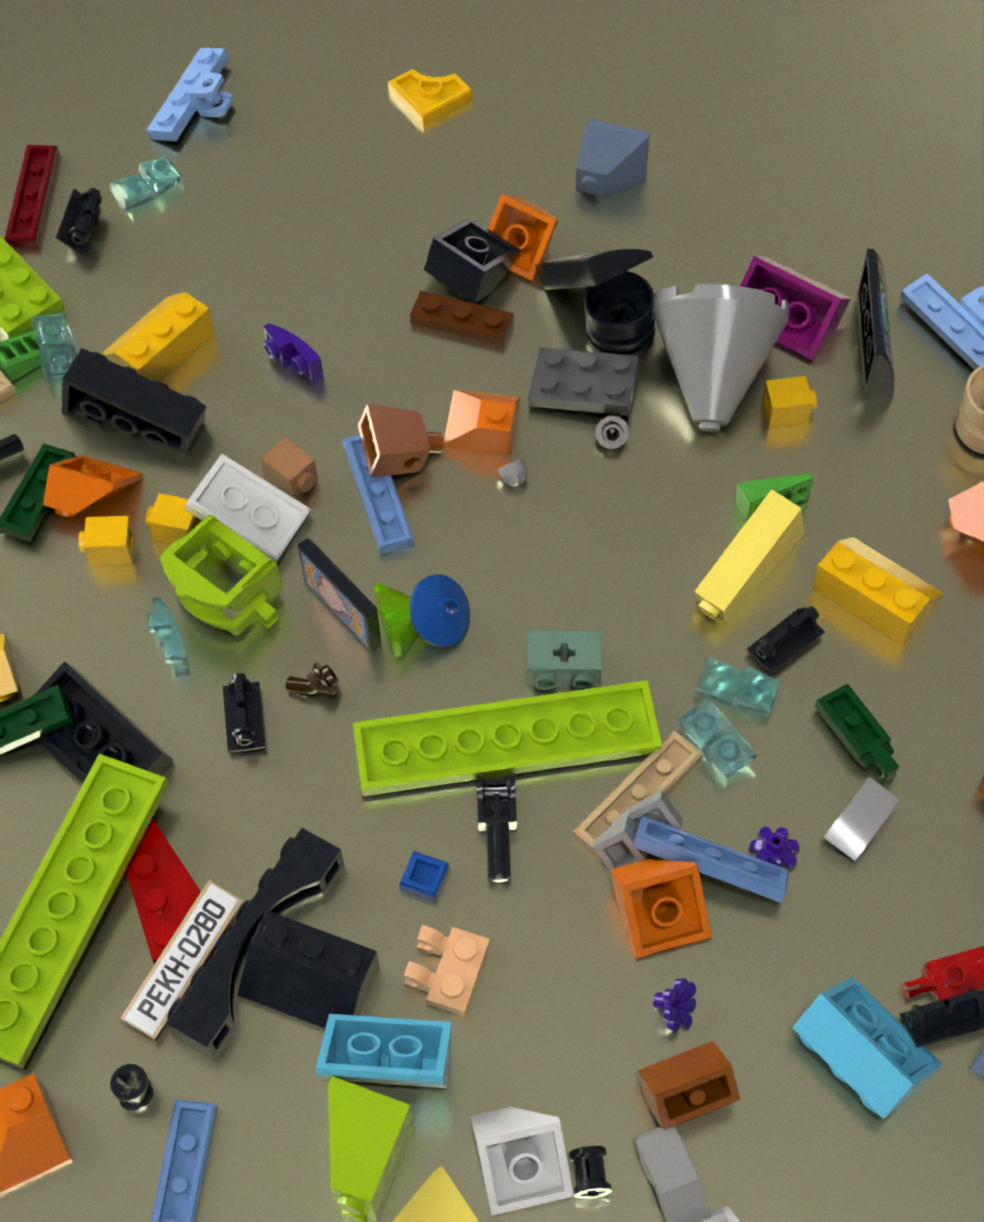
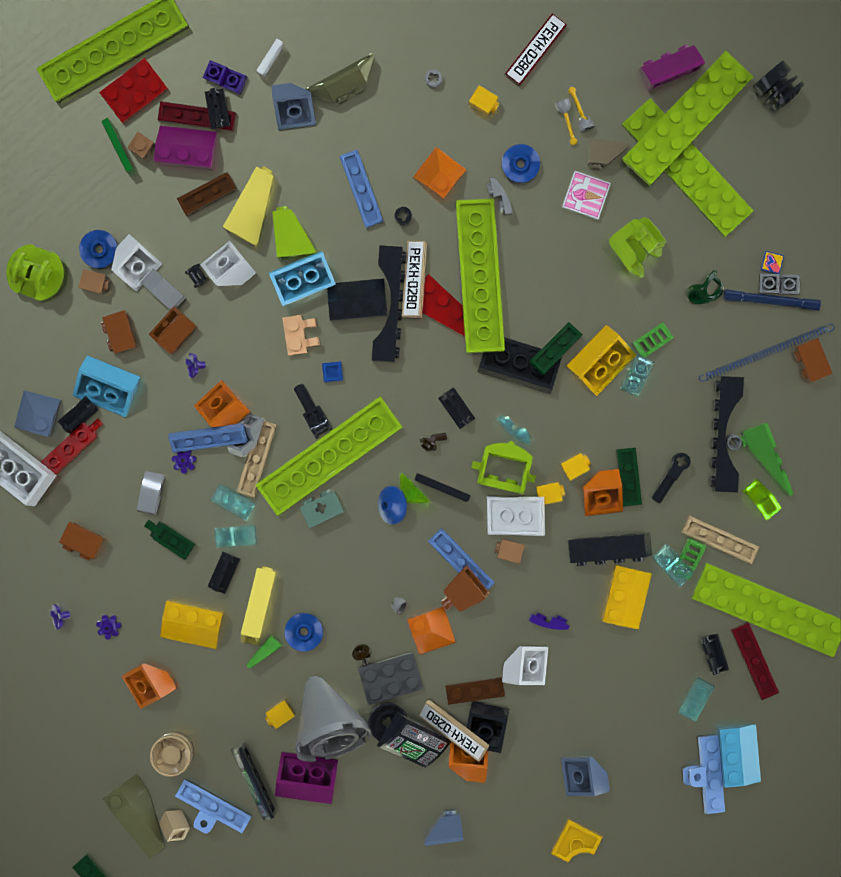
camera: 155 degrees right, 30 degrees up
(137, 98) = (739, 755): none -> medium azure slope
(368, 308) = (526, 666): none -> white slope
(370, 148) = (584, 777): none -> sand blue slope
(524, 268) = (453, 730): none -> tile
(695, 484) = (294, 636): none -> blue dish
(797, 1135) = (119, 332): none -> dark orange brick

